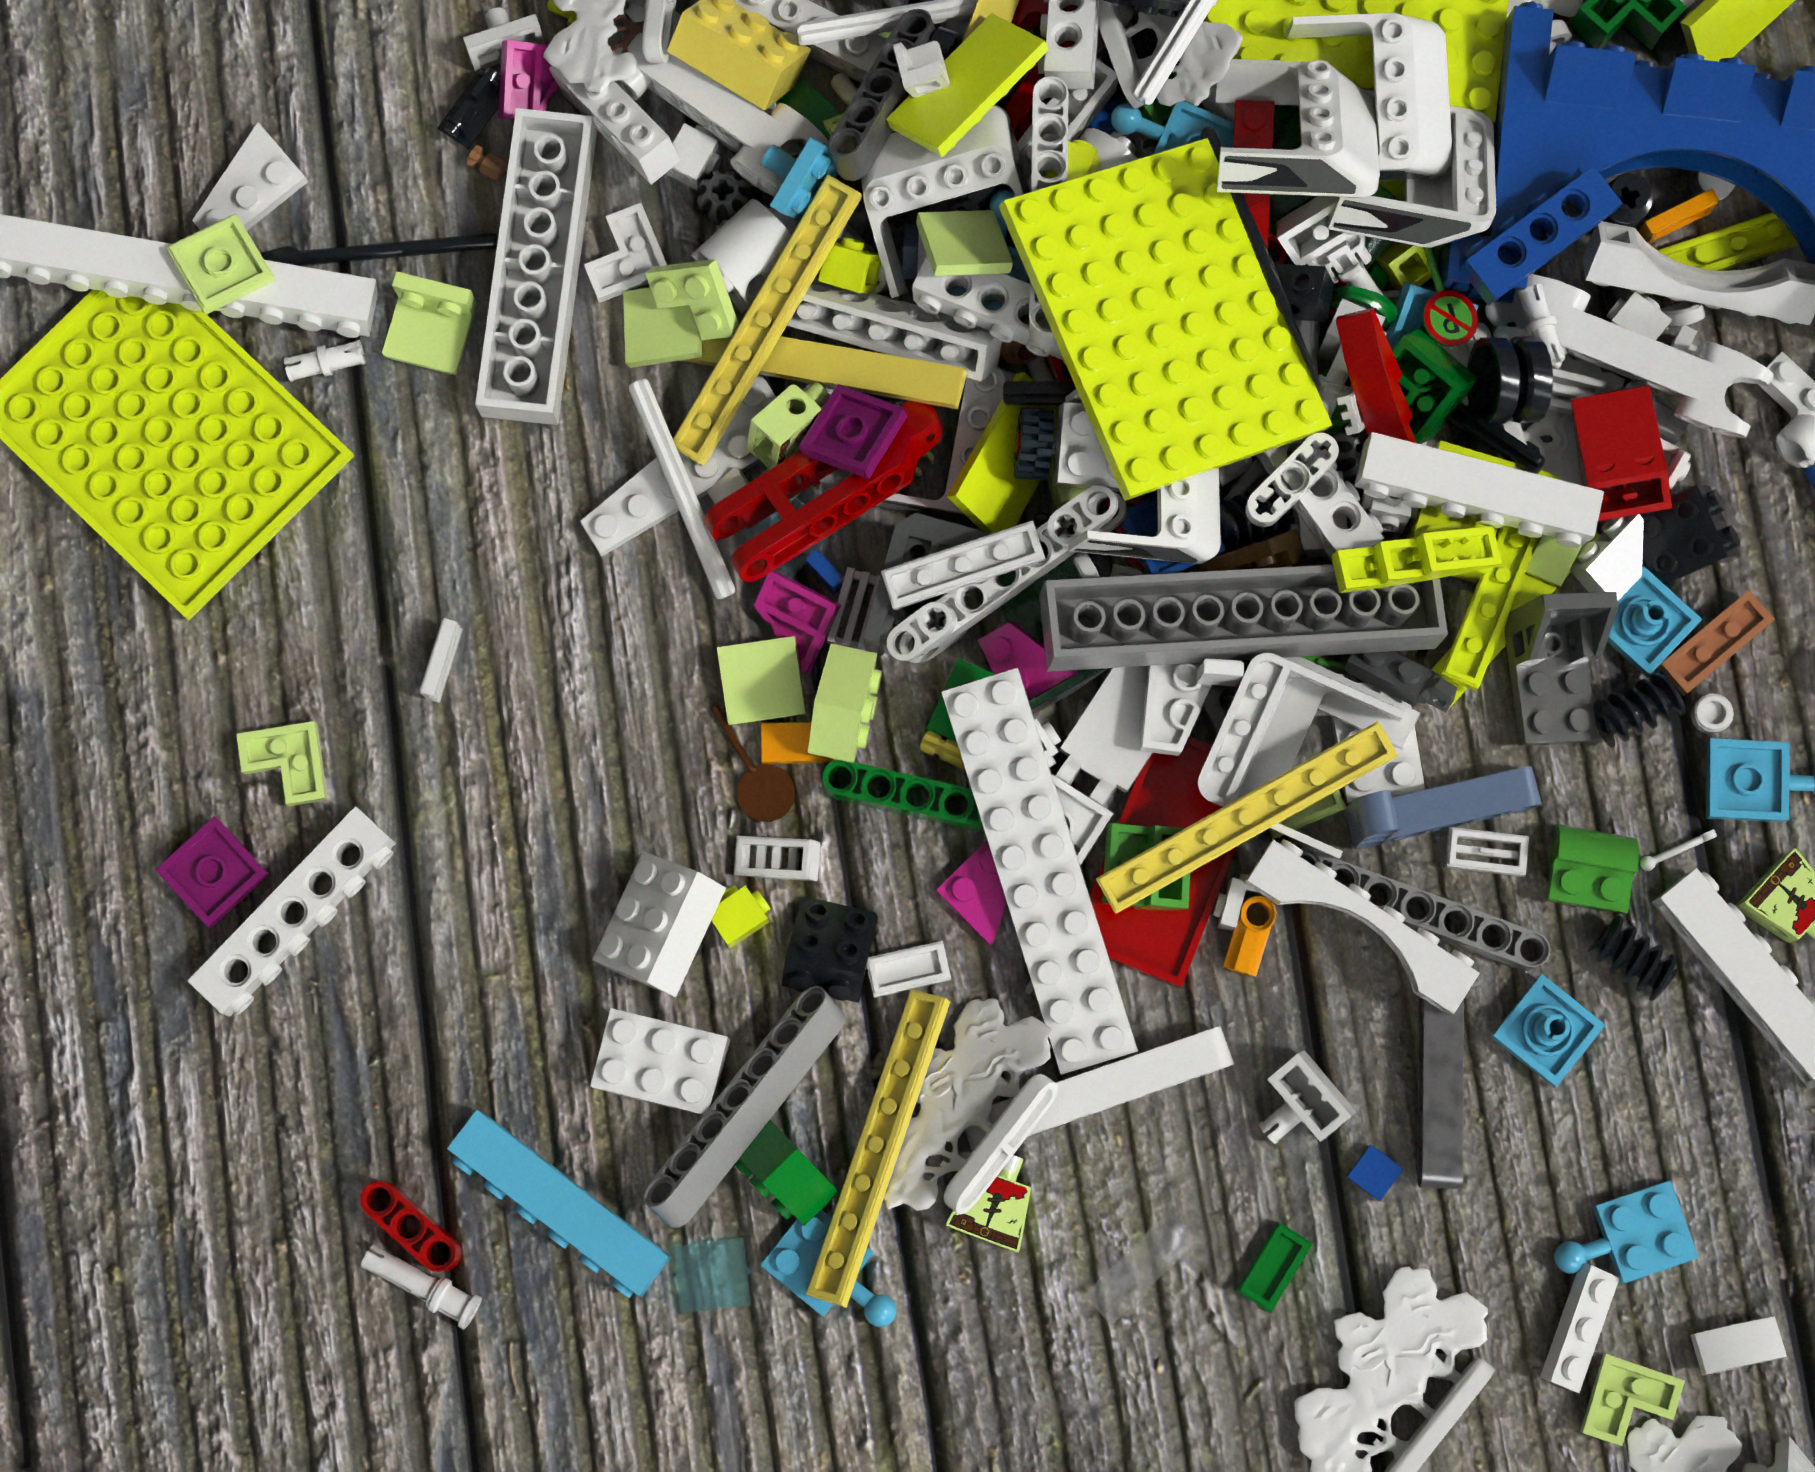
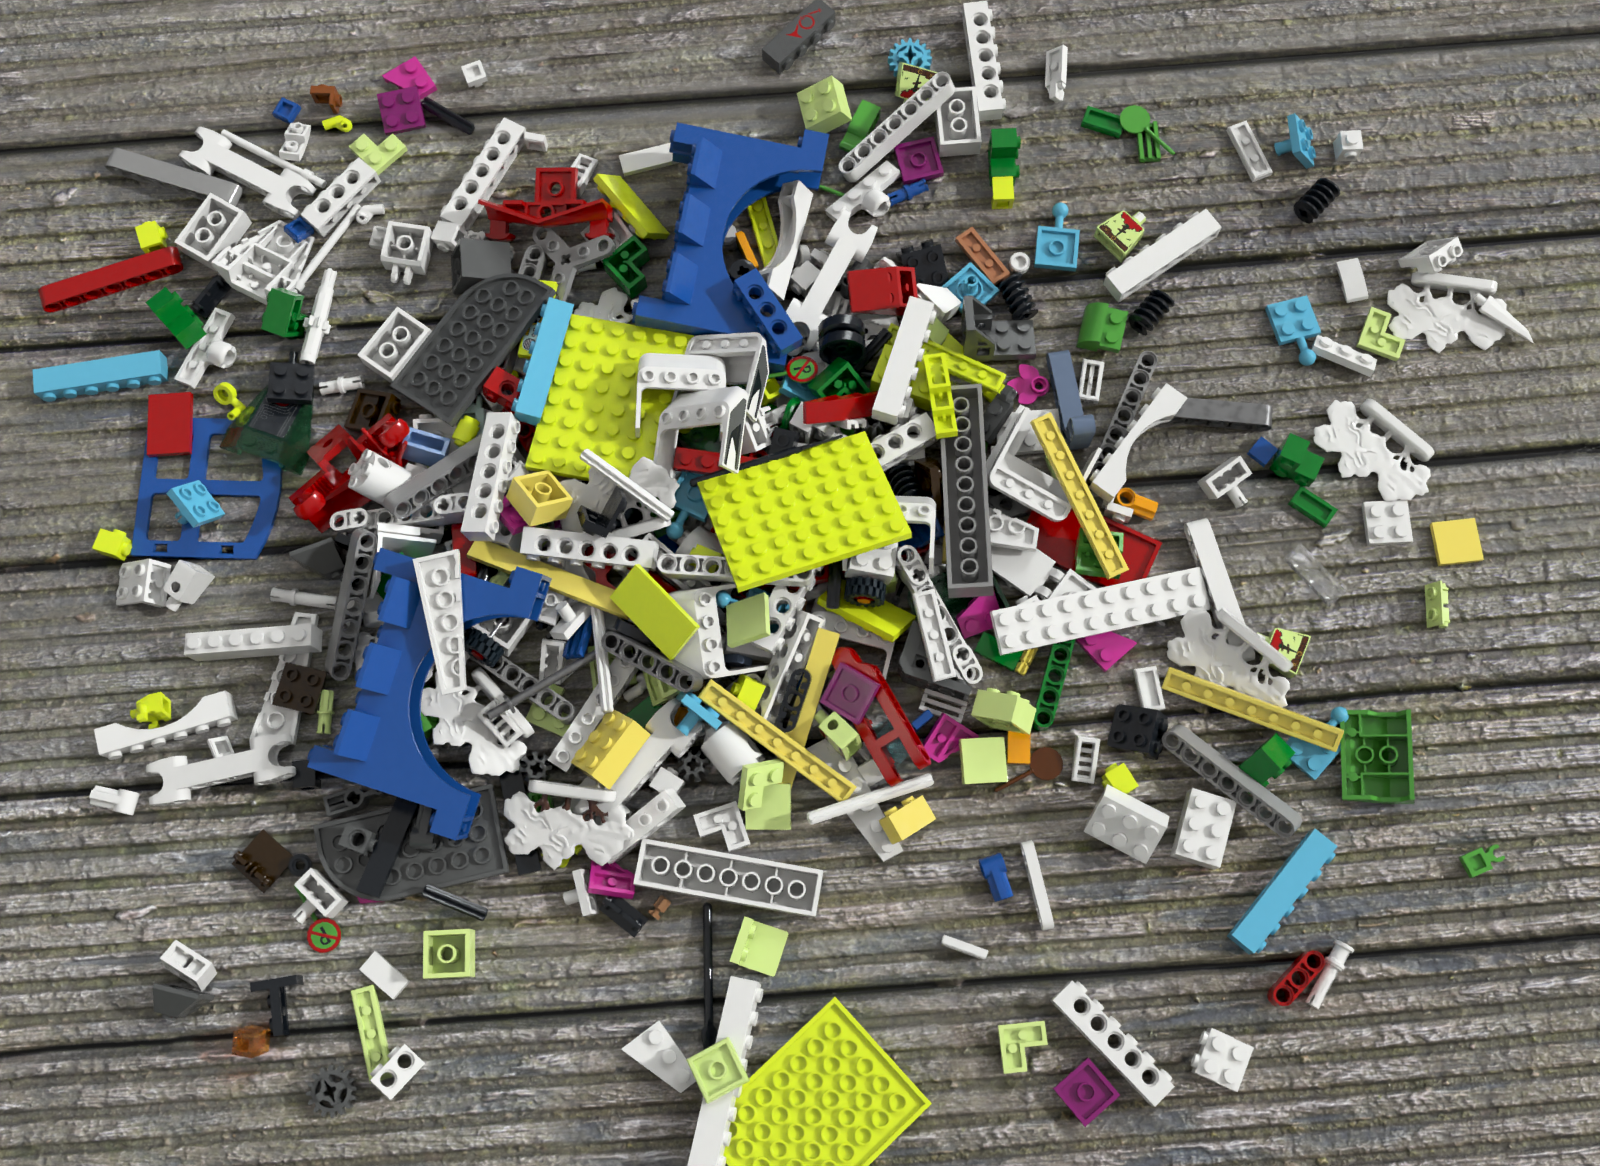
camera: 85 degrees left, 5 degrees down
(273, 1100) = (1221, 1059): none -> white plate
(324, 360) = (775, 1012): white pin -> none
(551, 779) = (1037, 885): none -> white beam
(572, 707) = (994, 870): none -> blue piece
(649, 550) = (907, 819): none -> light yellow brick
(712, 1275) = (1319, 808): clear light blue piece -> none
(805, 1376) = (1377, 757): none -> bright green piece
(850, 353) = (794, 718): none -> black beam
(921, 68) = (643, 634): white panel -> none
(1220, 672) = (996, 504): white tile -> none
(1253, 1407) = (1387, 522): none -> white plate
(1303, 452) = (907, 463): white beam -> none
(1355, 1231) = (1296, 461): none -> green brick
(1468, 733) = (1026, 384): none -> dark pink plate
(1540, 320) = (810, 321): white pin -> none
(1548, 1030) = (1188, 358): medium azure plate -> none
(1648, 863) = (1085, 273): white hinge -> none

